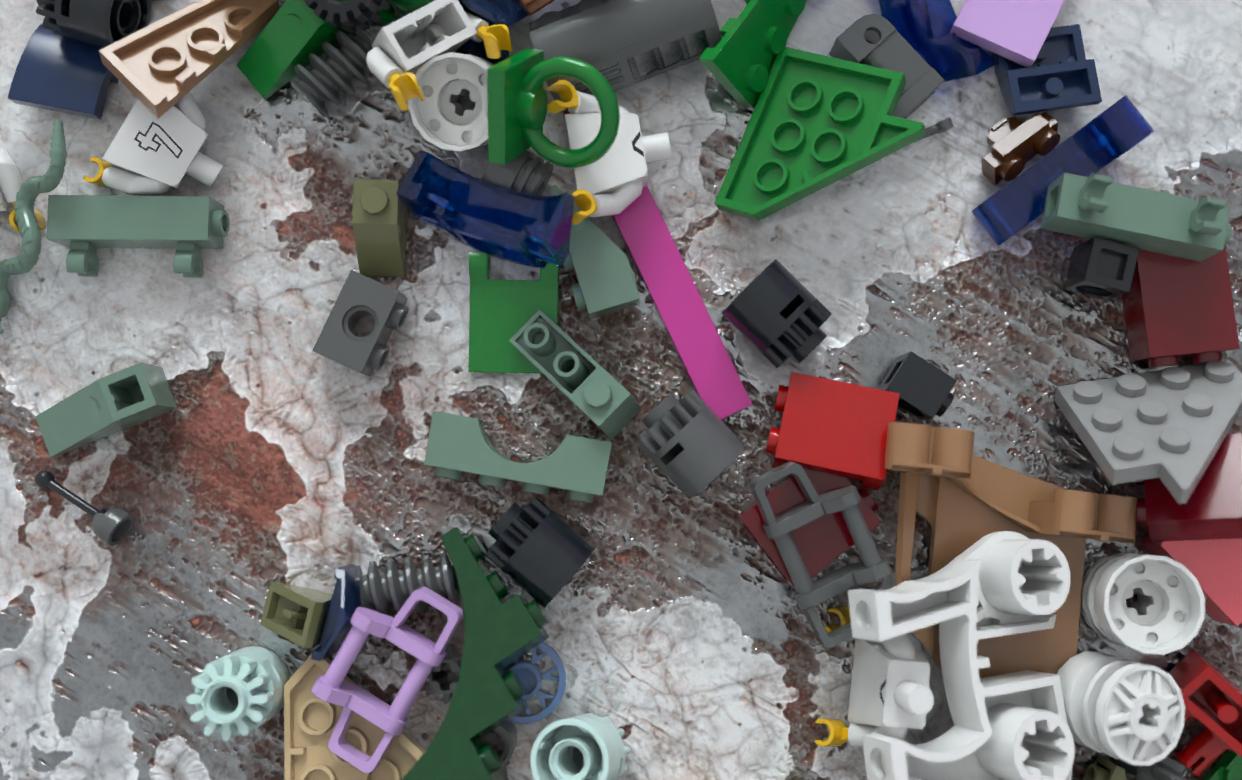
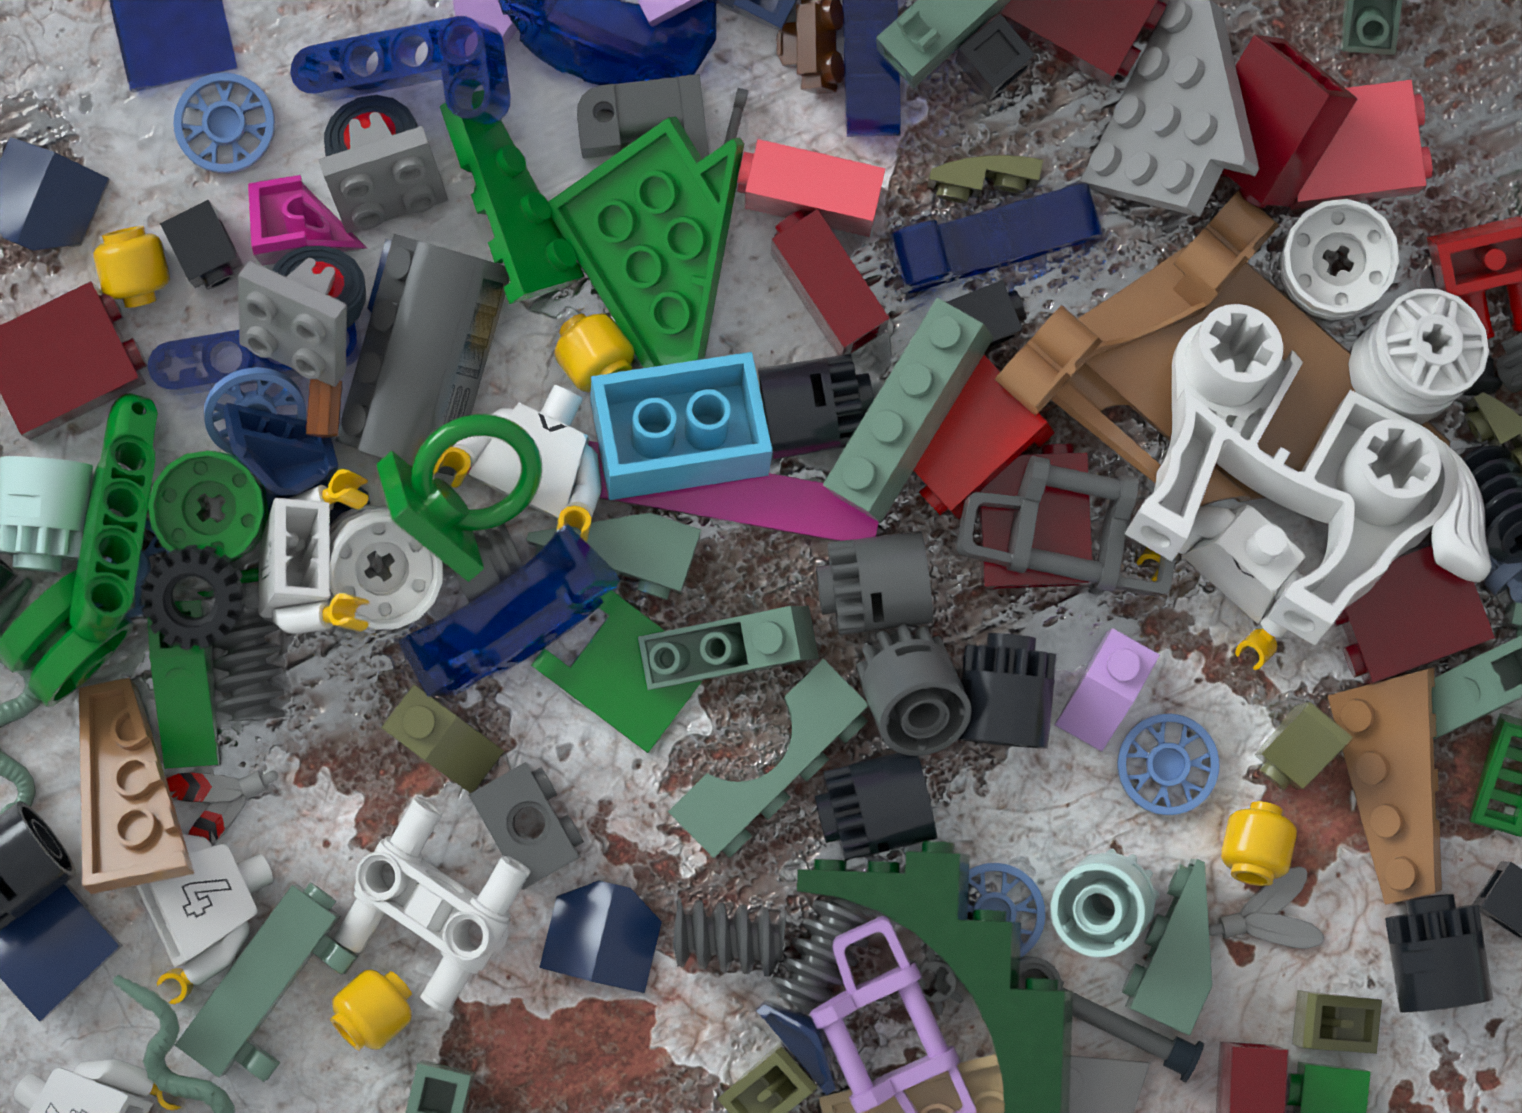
camera: 60 degrees left, 0 degrees up
(167, 309) = (371, 1009): none -> yellow head
(249, 117) = (225, 795): none -> piece
(262, 299) = (431, 904): none -> white piece
(324, 429) = (602, 936): none -> dark blue slope
(378, 512) = (728, 937): none -> dark grey piece
(632, 521) = (914, 692): none -> dark grey gear
(677, 584) = (1009, 691): none -> black gear
(699, 233) = (680, 425): none -> medium azure brick
(707, 147) = (592, 348): none -> yellow head
(708, 727) = (1168, 764): none -> medium blue wheel
(730, 650) = (1107, 689): none -> lavender slope
(825, 378) = (908, 410): none -> sand green brick
(869, 263) = (827, 282): none -> dark red brick
(925, 206) = (792, 179): none -> coral brick
(976, 356) = (993, 239): none -> clear blue beam
(1001, 306) = (965, 177): none -> olive slope

